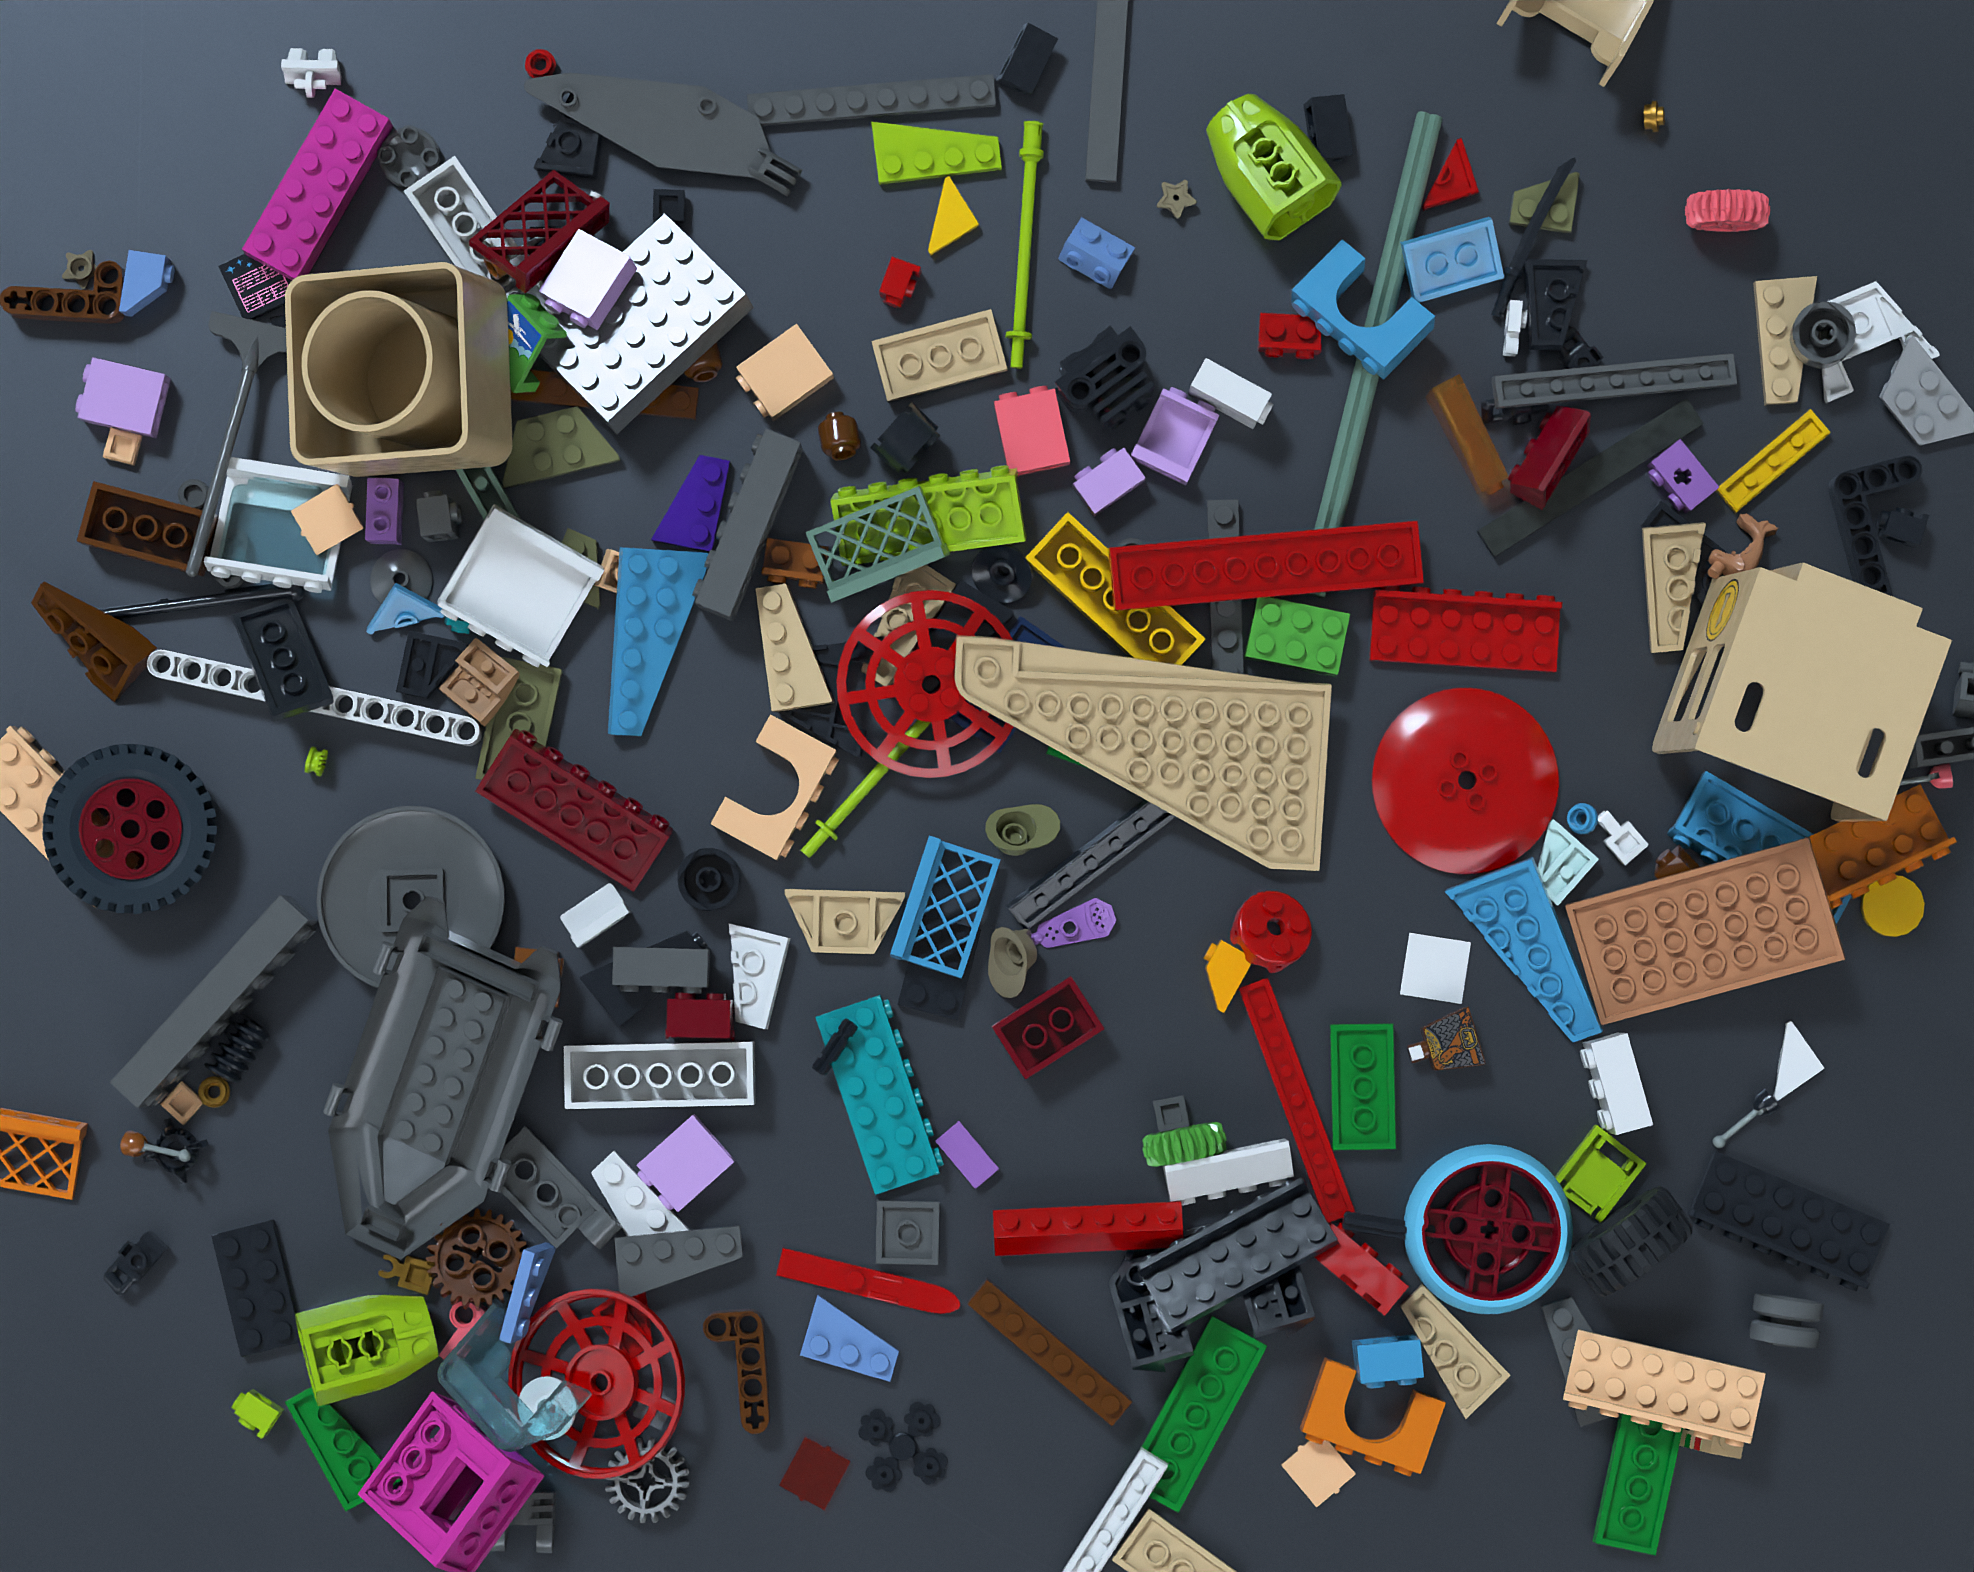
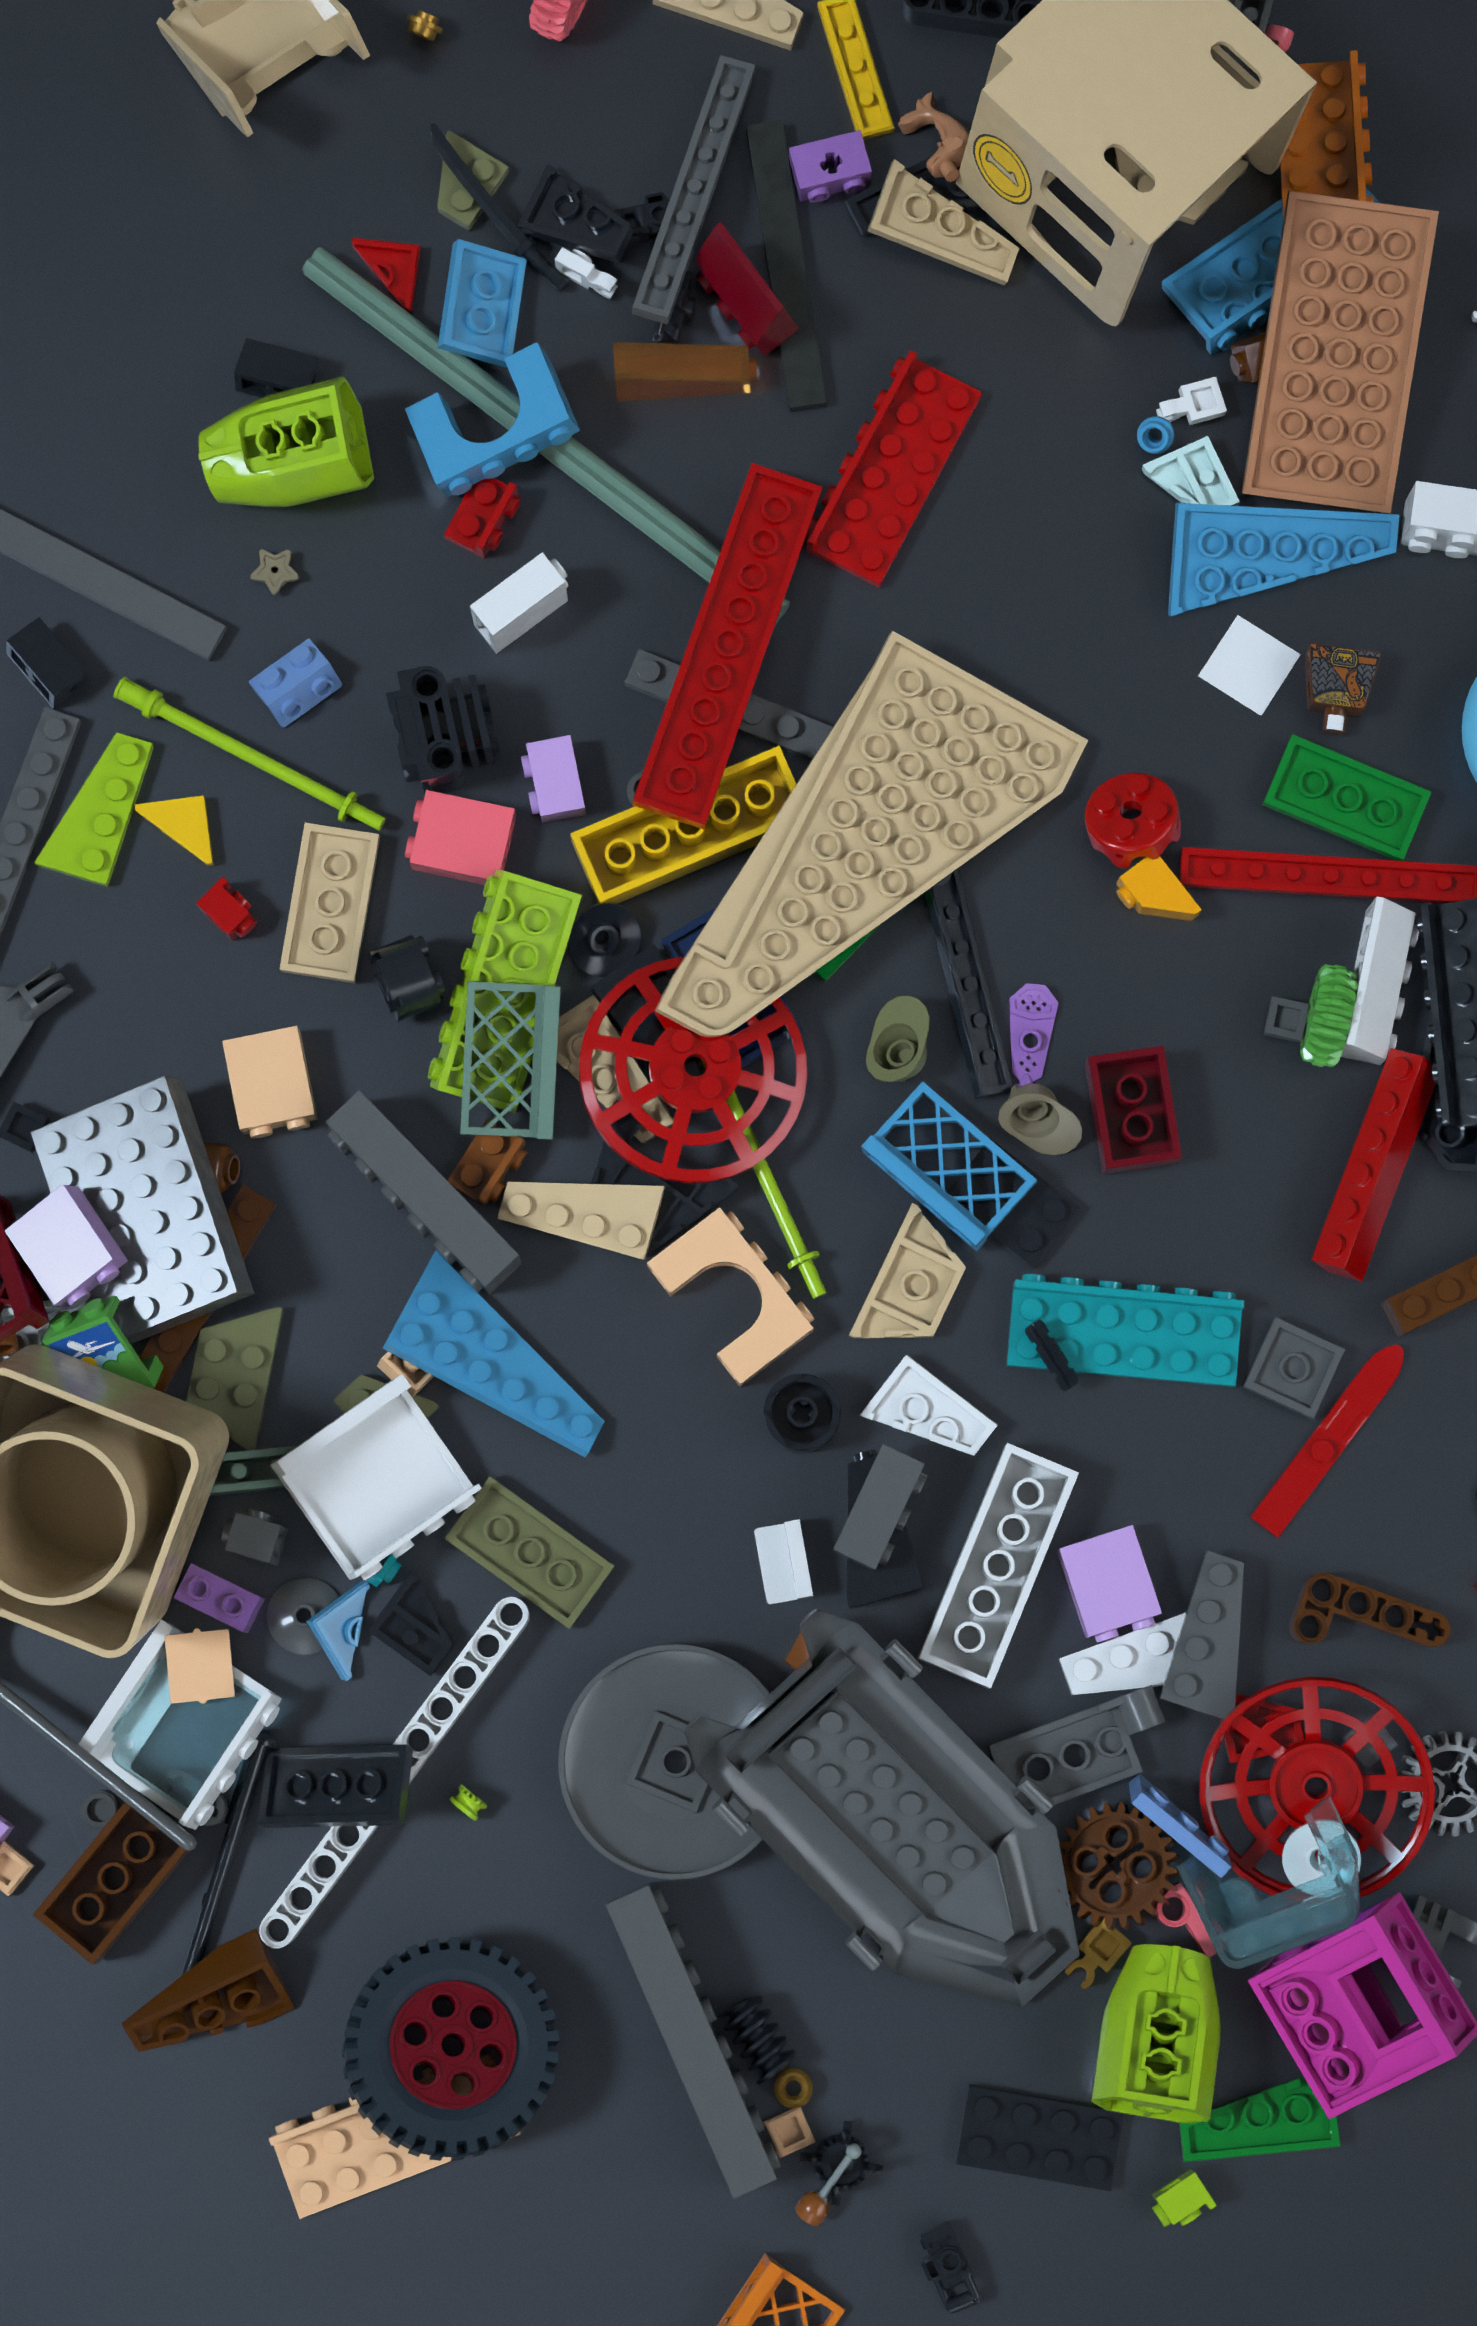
camera: 70 degrees left, 5 degrees down
(480, 682) = (462, 1574): medium nougat slope -> none
(575, 809) = (655, 1530): dark red bracket -> none
(697, 507) = (376, 1246): dark purple wing -> none
(700, 1017) = (953, 1490): dark red brick -> none
(839, 436) = (369, 1051): reddish brown head -> none
(847, 1344) = (1388, 1492): medium blue wing -> none
(967, 1154) = (1234, 1264): medium lavender tile -> none
(1175, 435) = (536, 685): lavender panel -> none
(1297, 636) = (819, 650): bright green brick -> none
(1420, 790) = (1047, 593): red dish -> none
(1893, 907) = (1397, 152): yellow tile -> none

